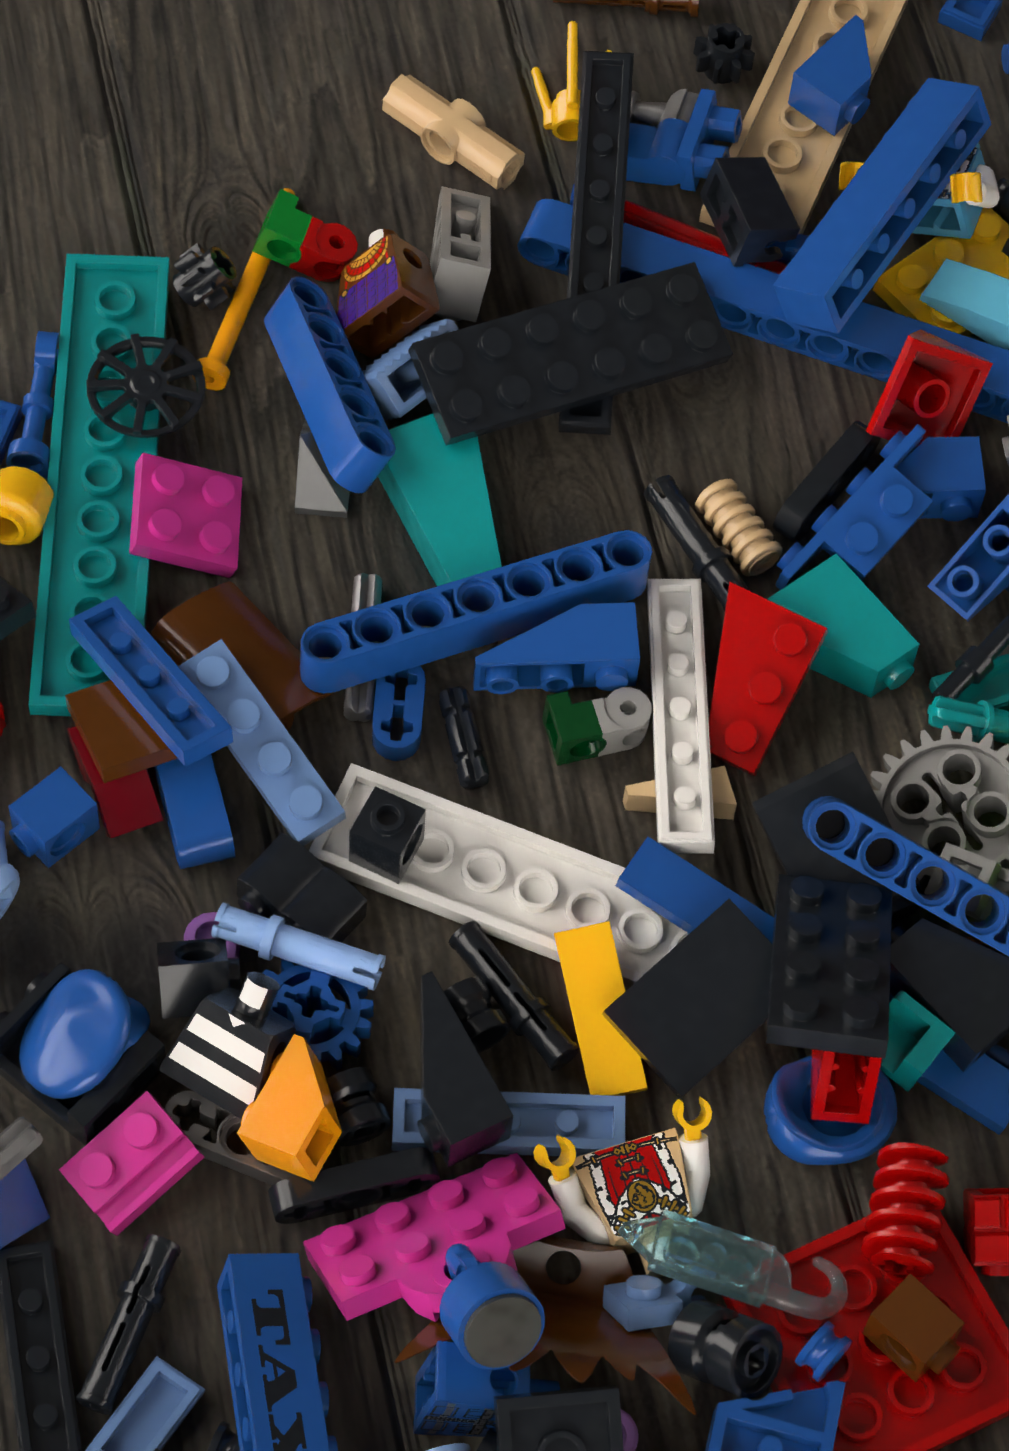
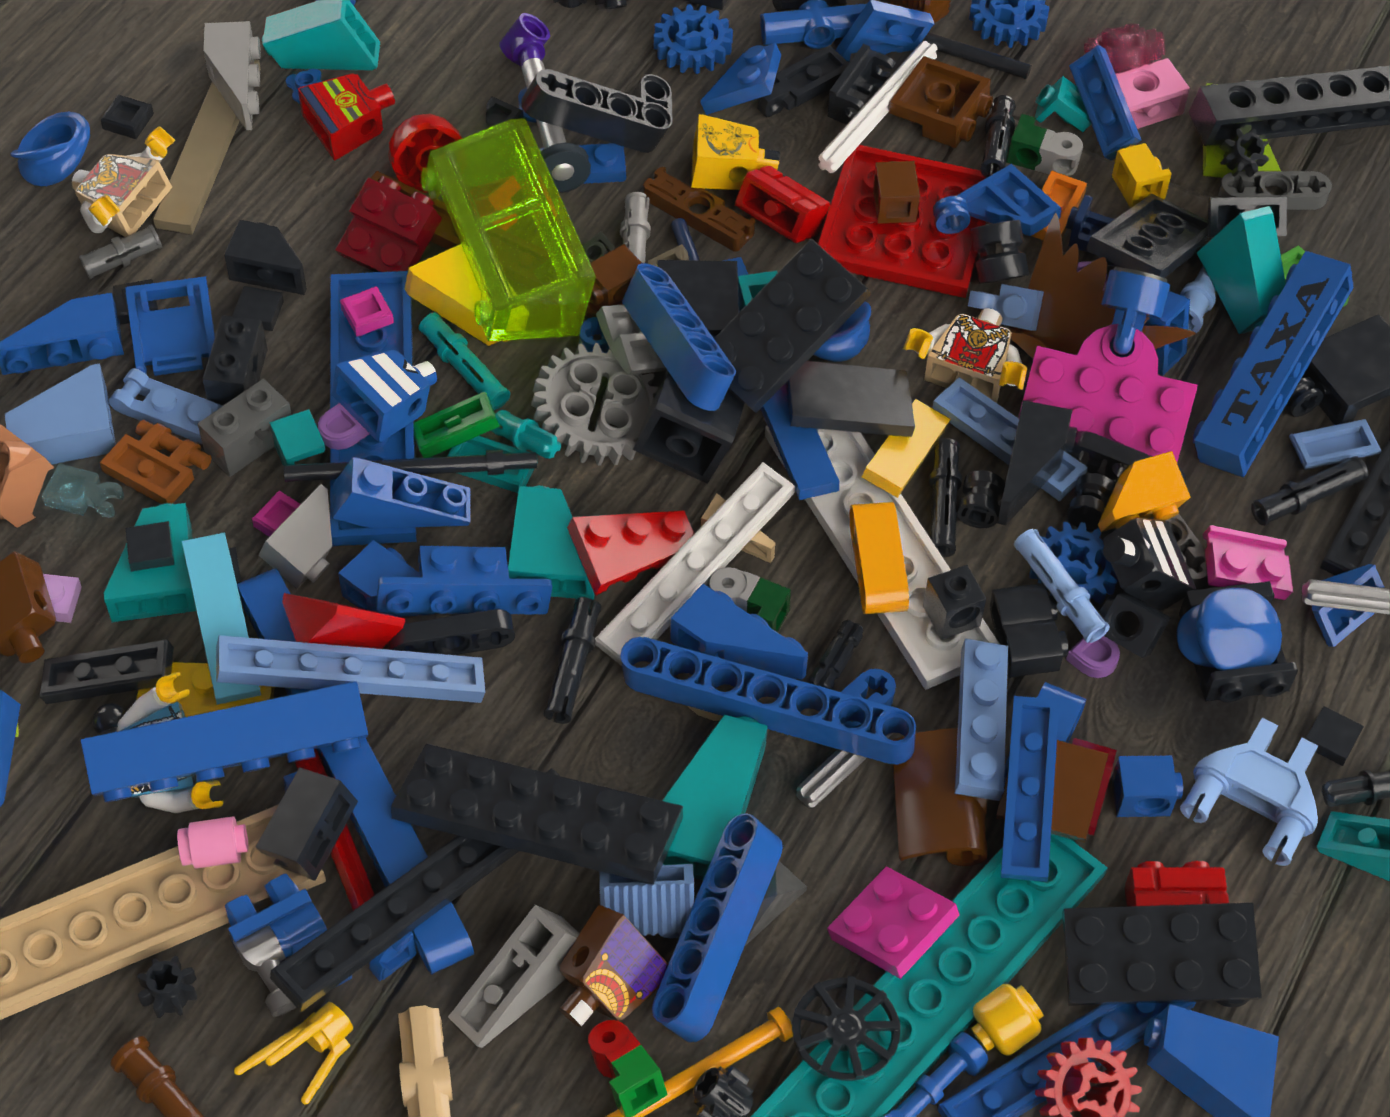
camera: 135 degrees left, 5 degrees down
(506, 835) = (879, 558): none -> light orange beam
(729, 1264) = (963, 276): clear light blue plate -> none
(738, 527) = (537, 650): tan piece -> none
(807, 147) = (212, 842): none -> bright pink brick
(835, 80) = (127, 878): blue slope -> none
(861, 354) = (324, 665): none -> medium blue plate
(900, 1209) = (852, 229): red piece -> none

